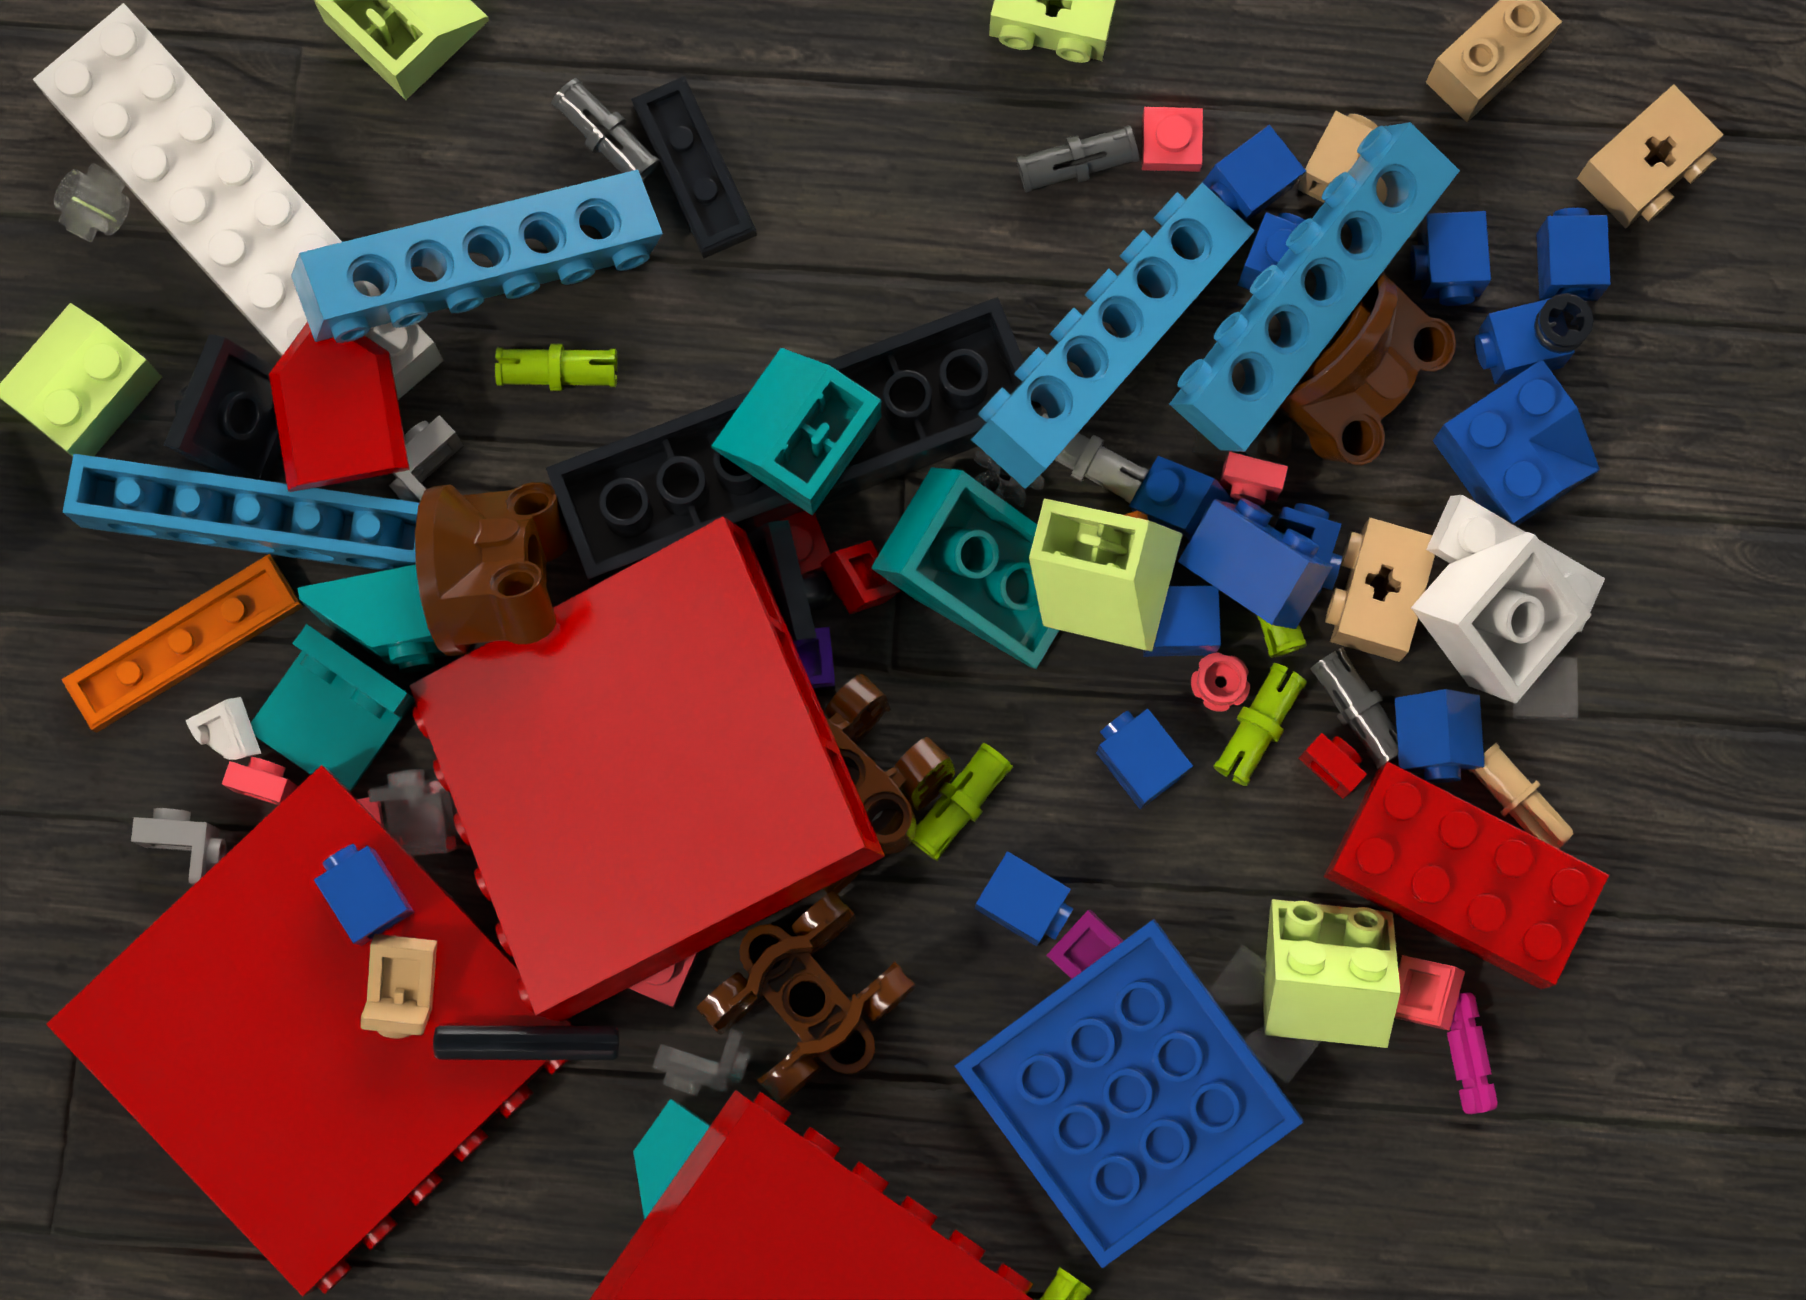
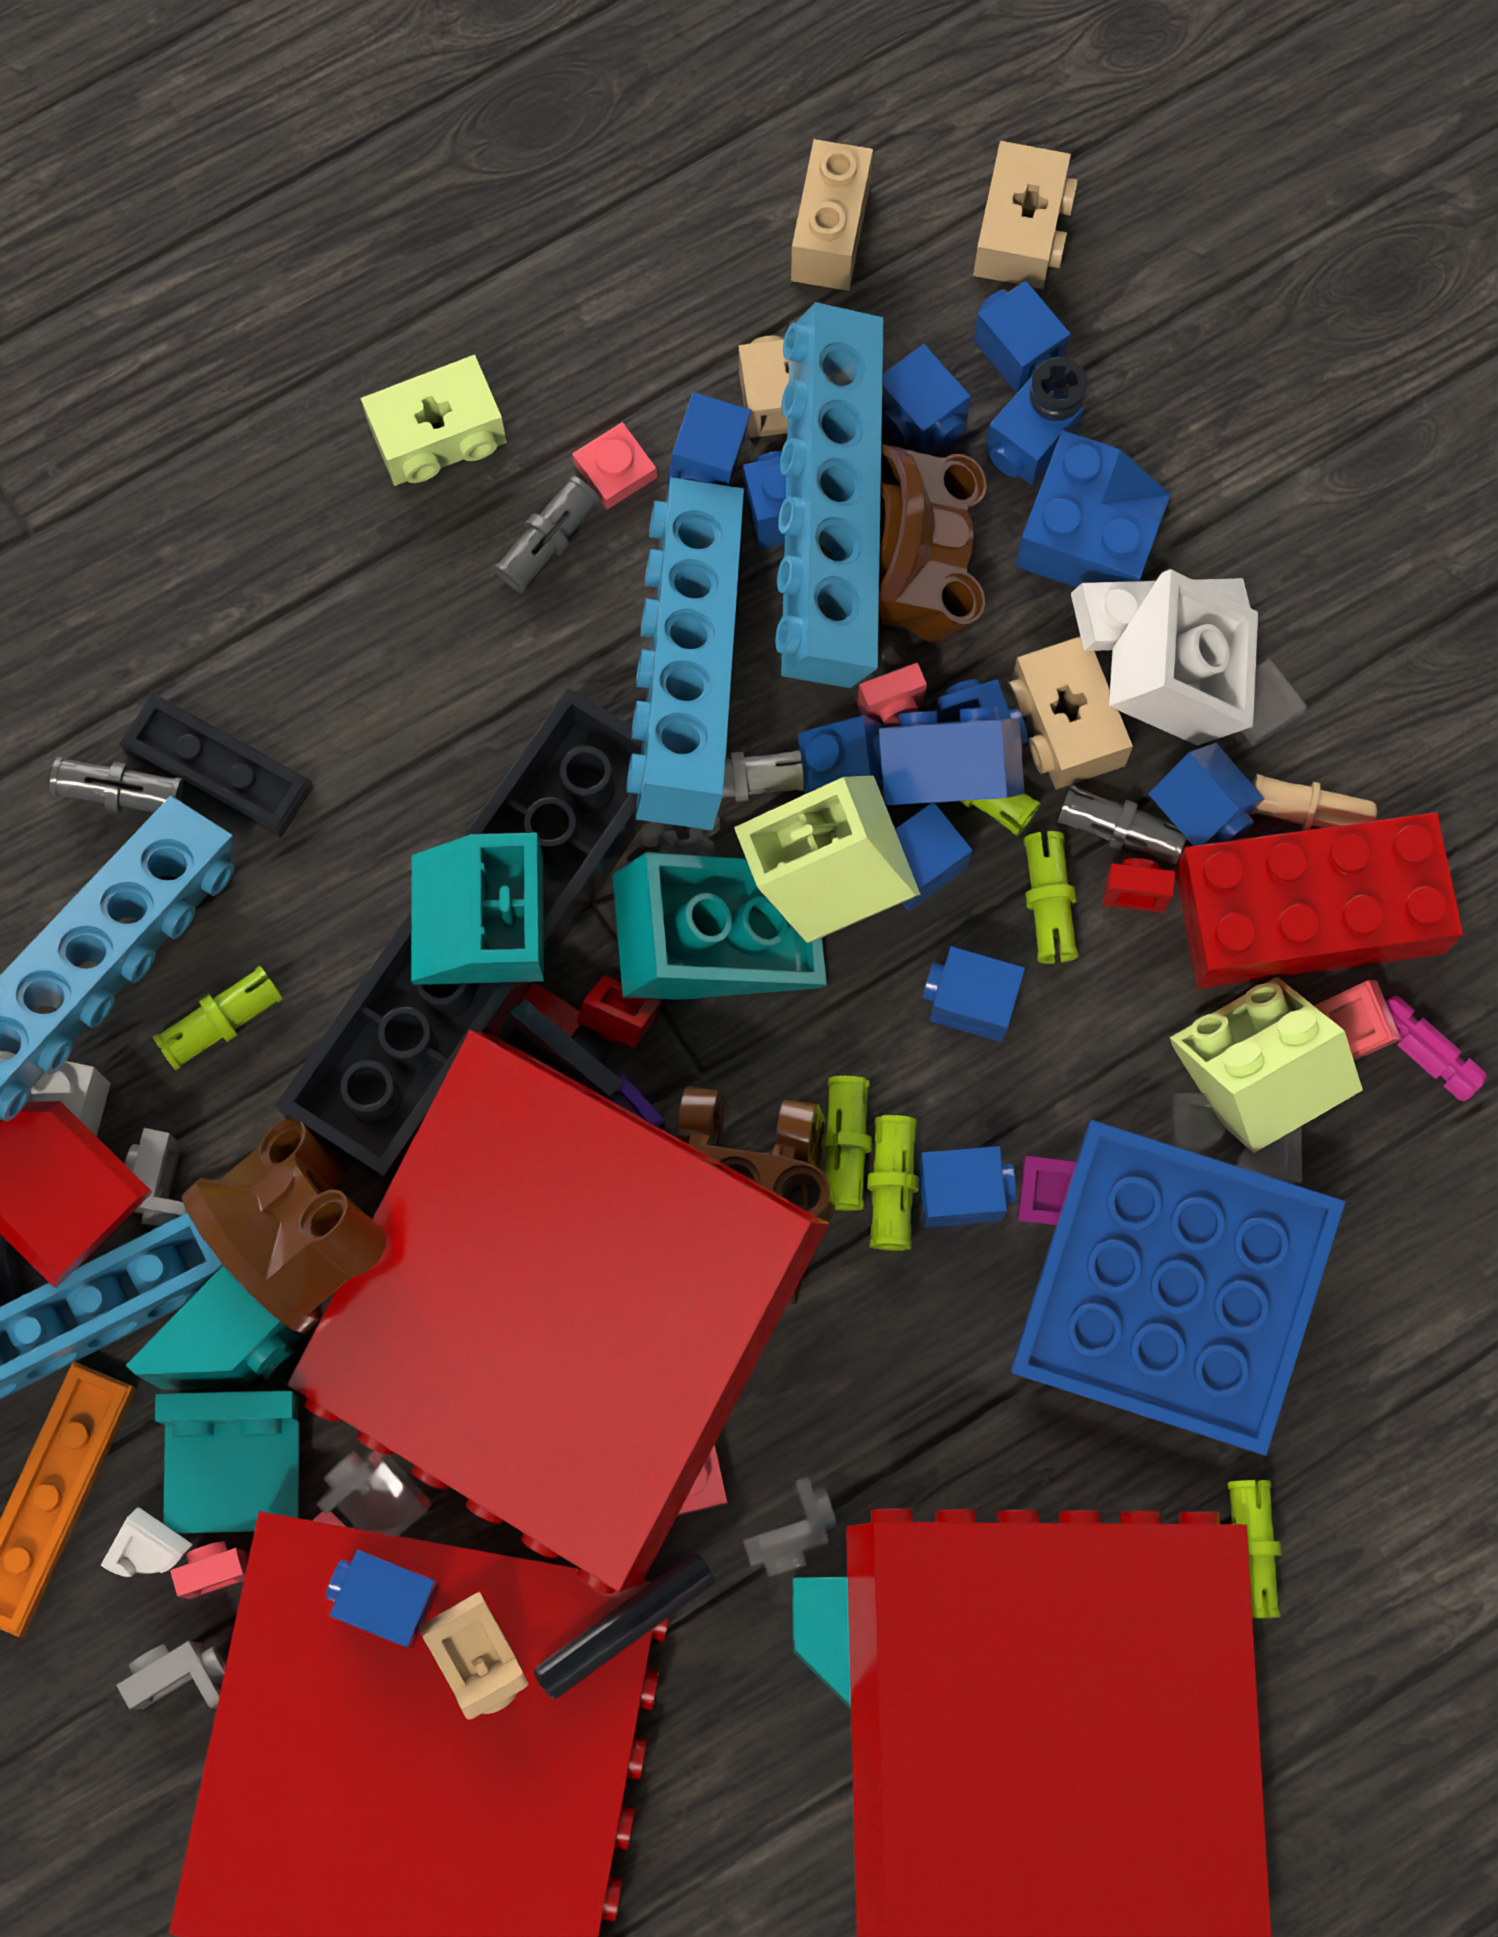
camera: 35 degrees left, 5 degrees down
(822, 1031) = (875, 1398): reddish brown piece -> none
(973, 857) = (893, 1183): none -> lime pin
(1228, 667) = (991, 869): coral plate -> none

